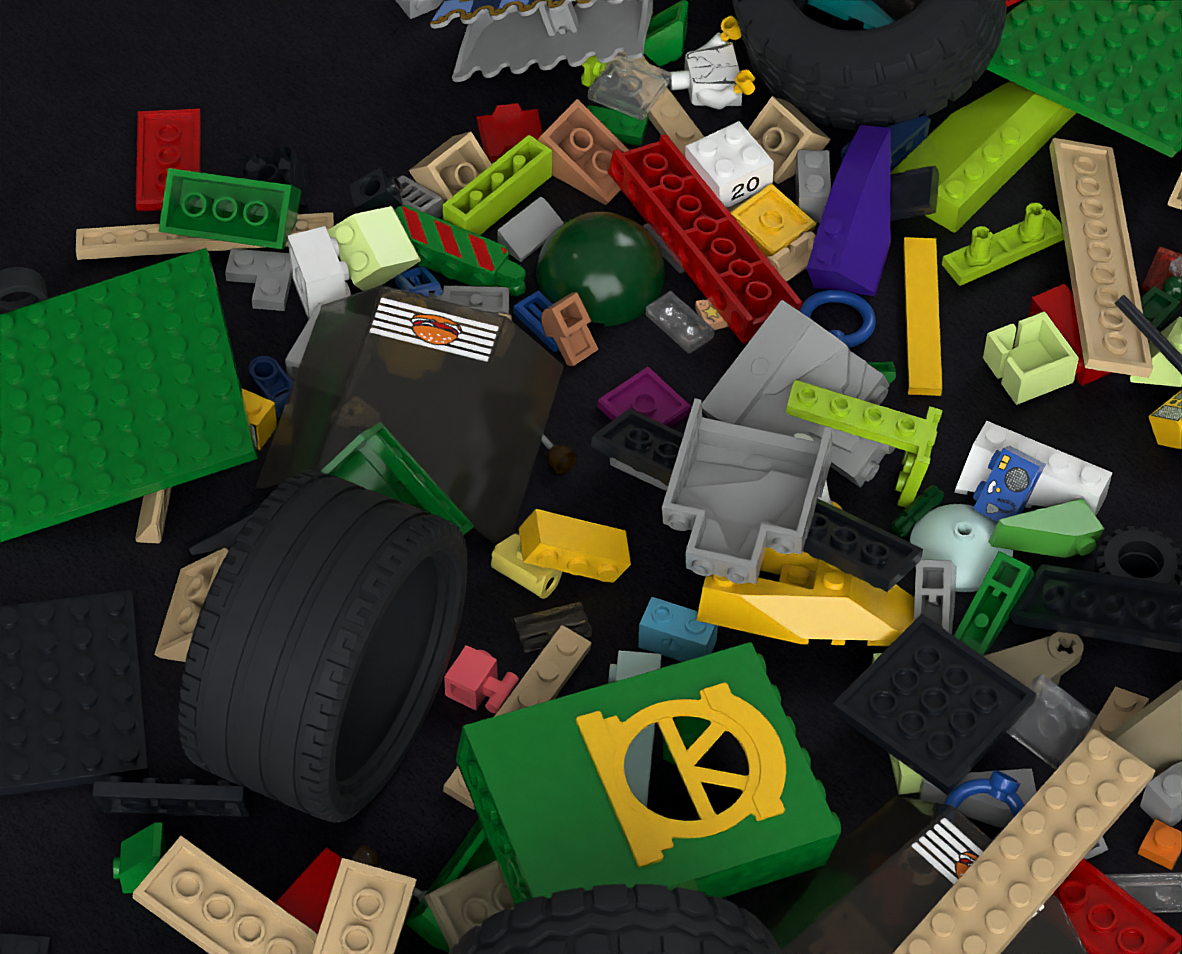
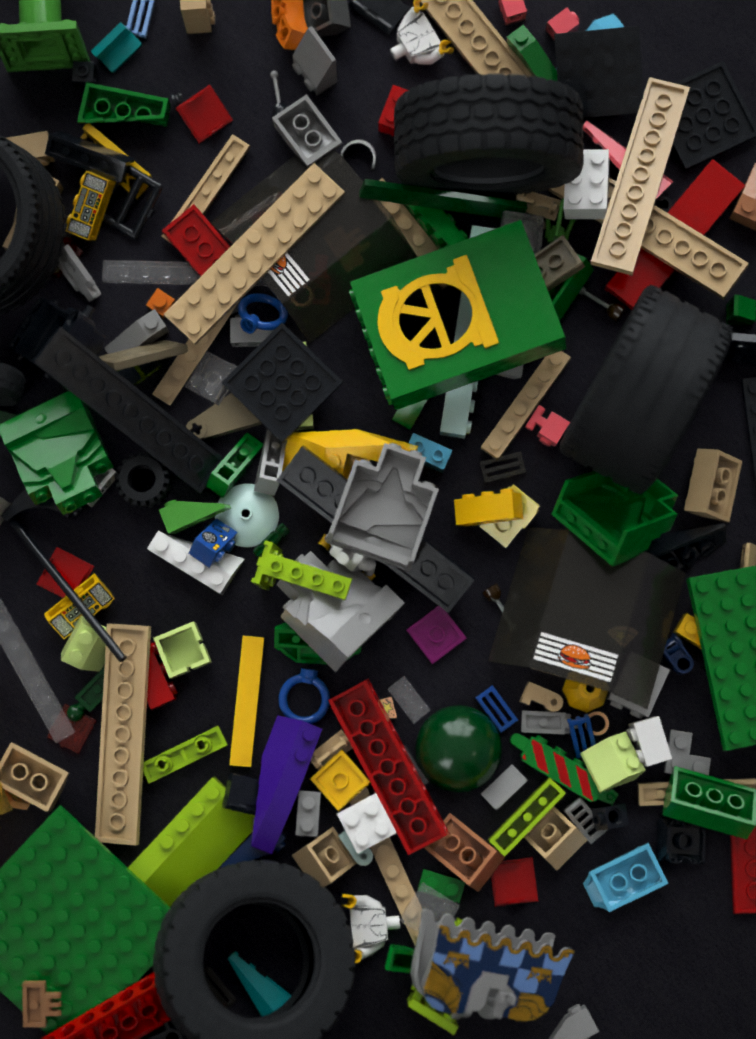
camera: 175 degrees left, 30 degrees up
(348, 134) = (625, 879): none -> medium azure slope
(567, 325) = (483, 687): nougat brick -> none

